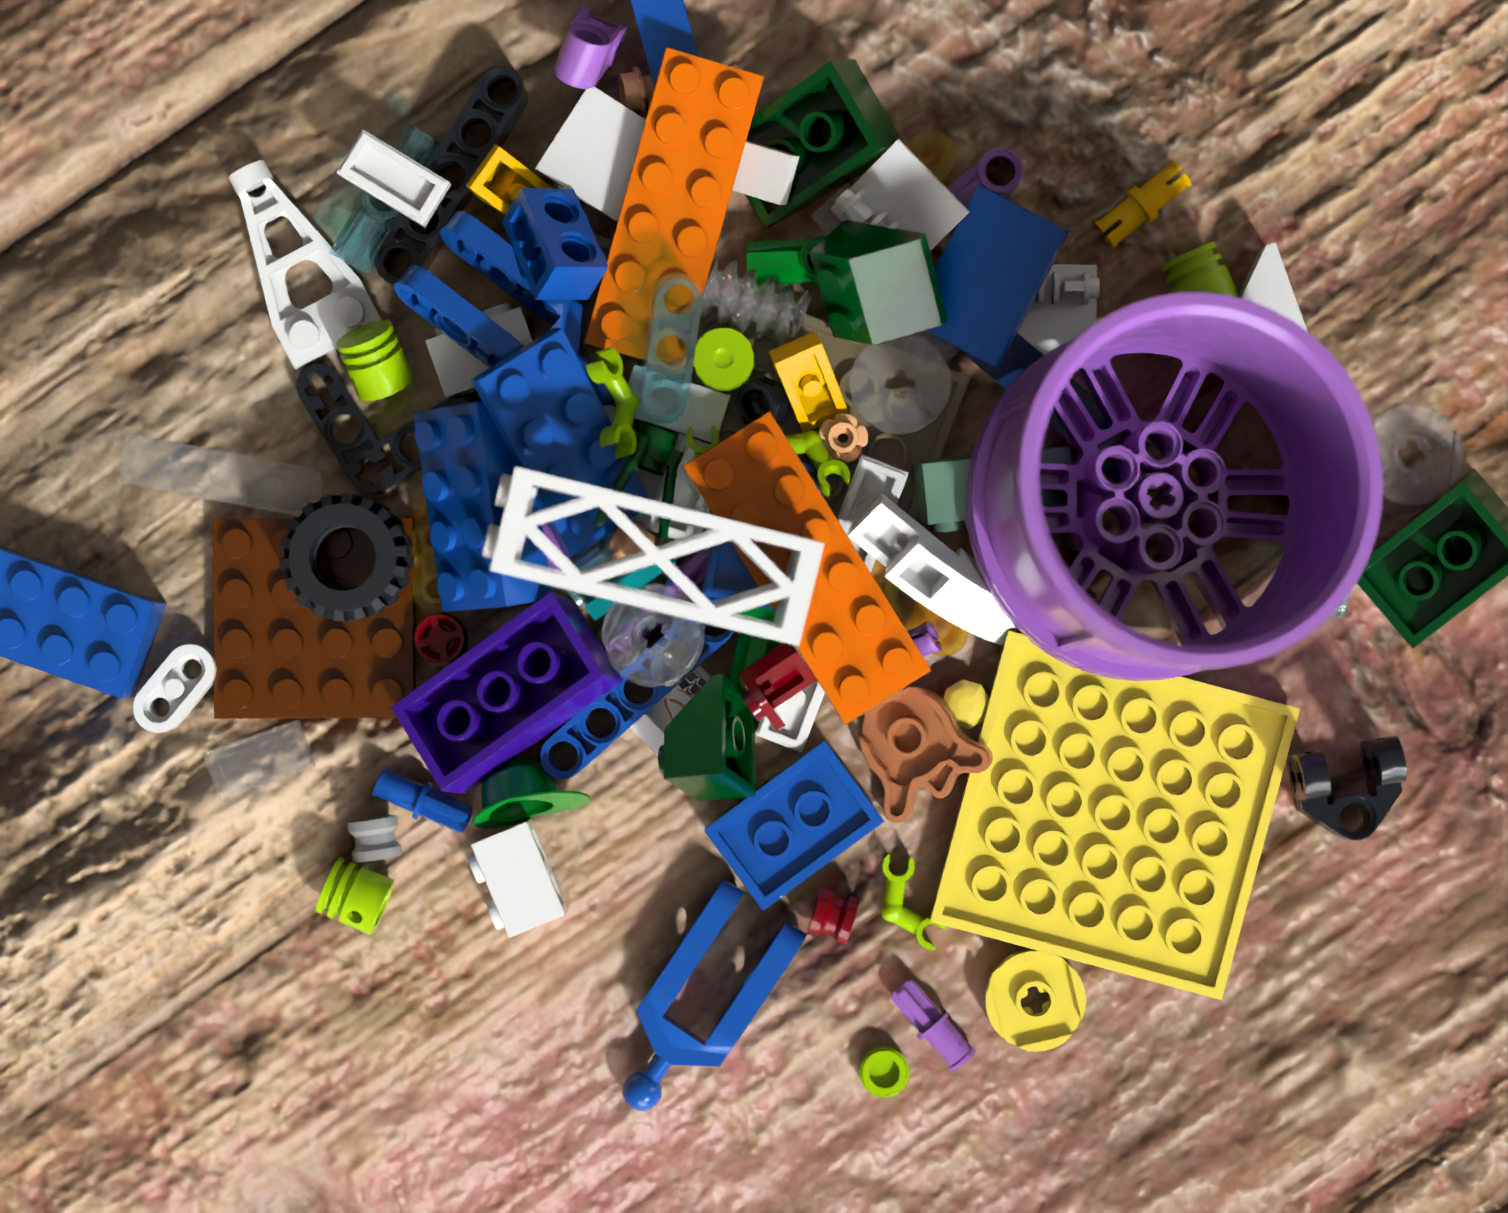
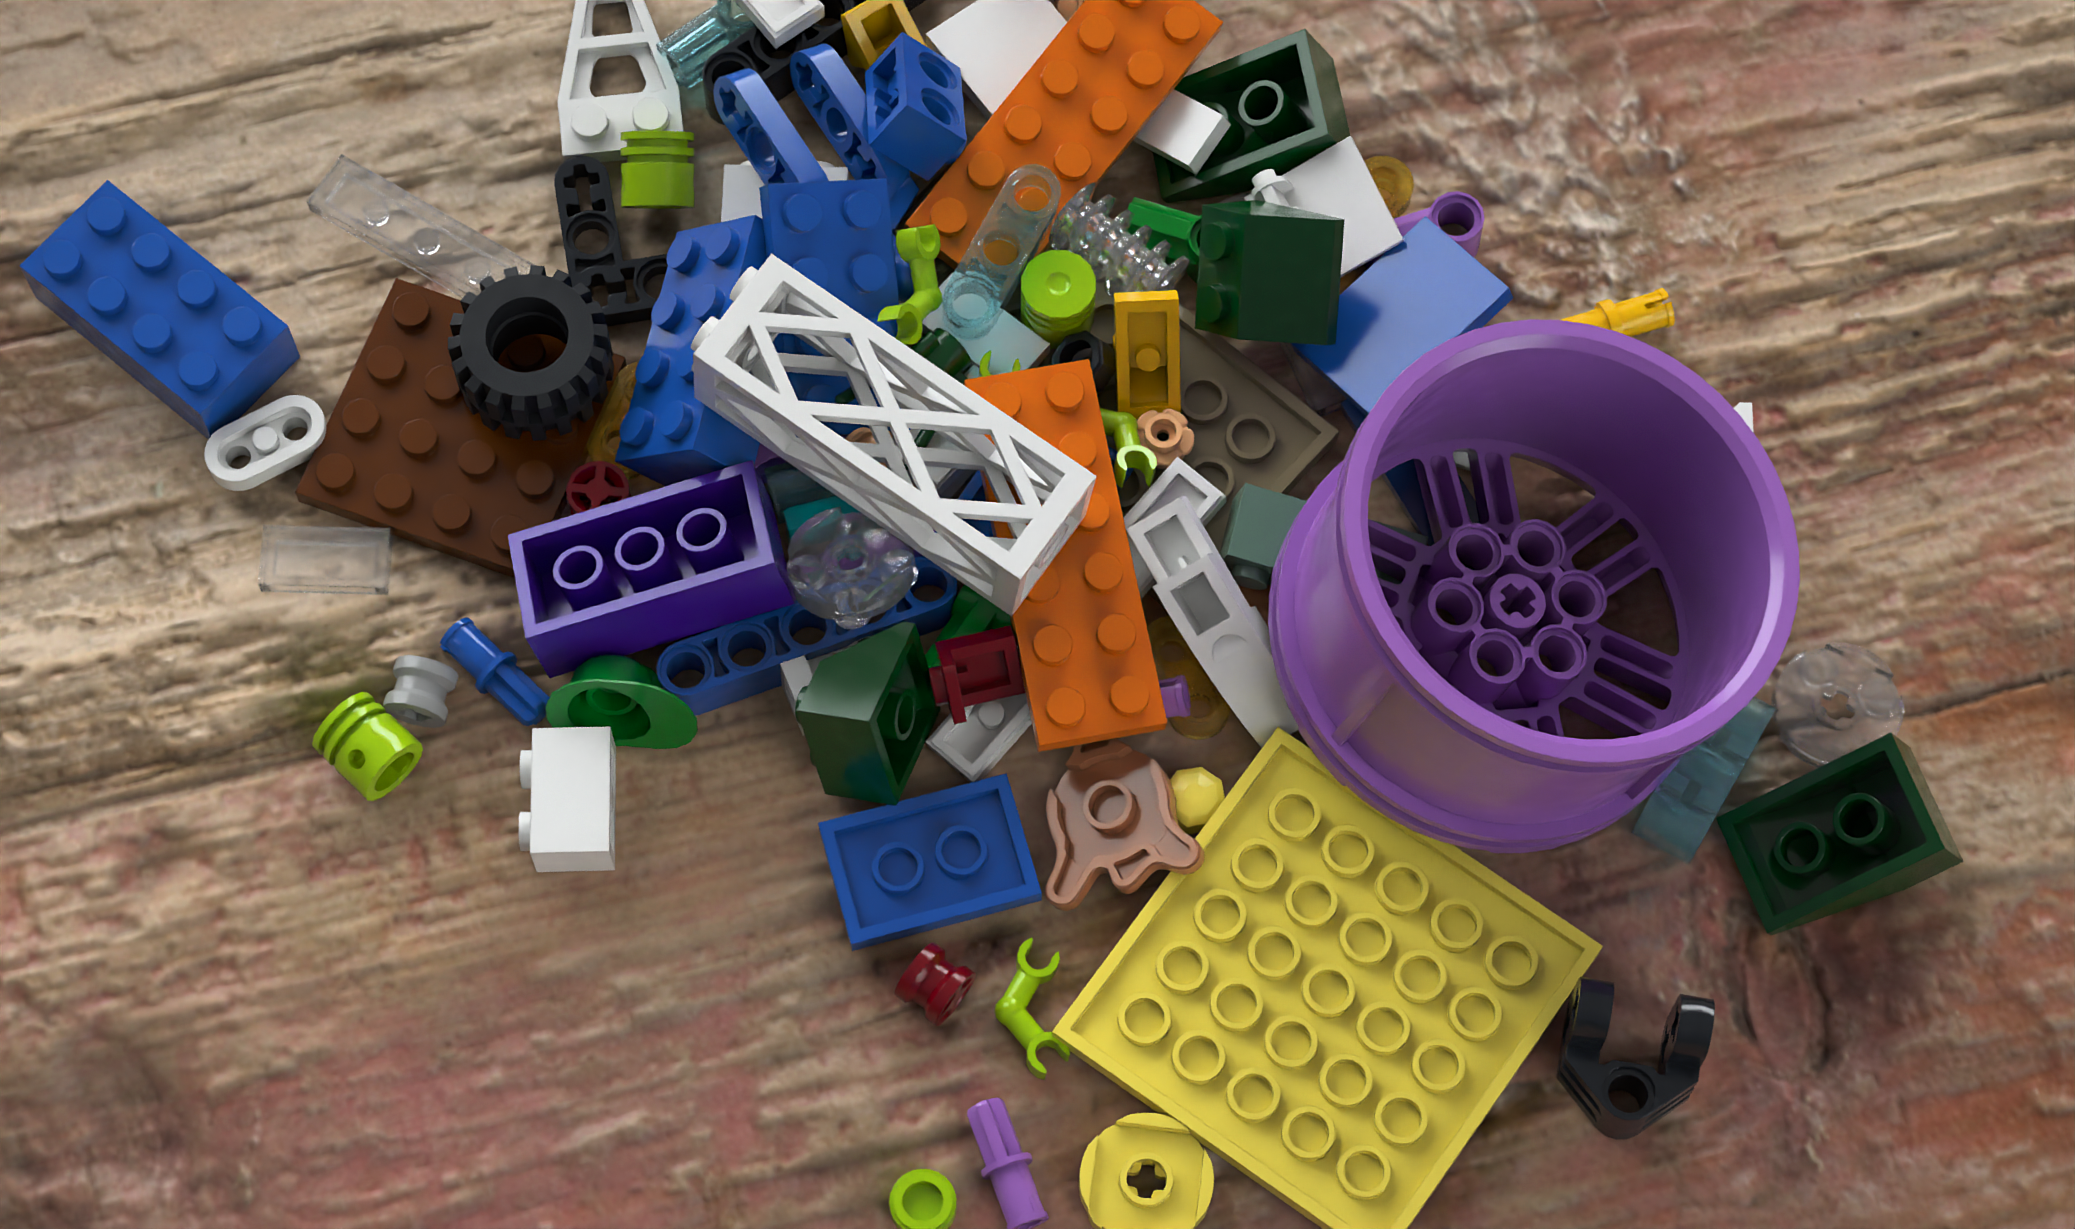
camera: 20 degrees right, 20 degrees down
(674, 1042) = (701, 990): blue piece -> none
(920, 405) = (1248, 436): clear plate -> none

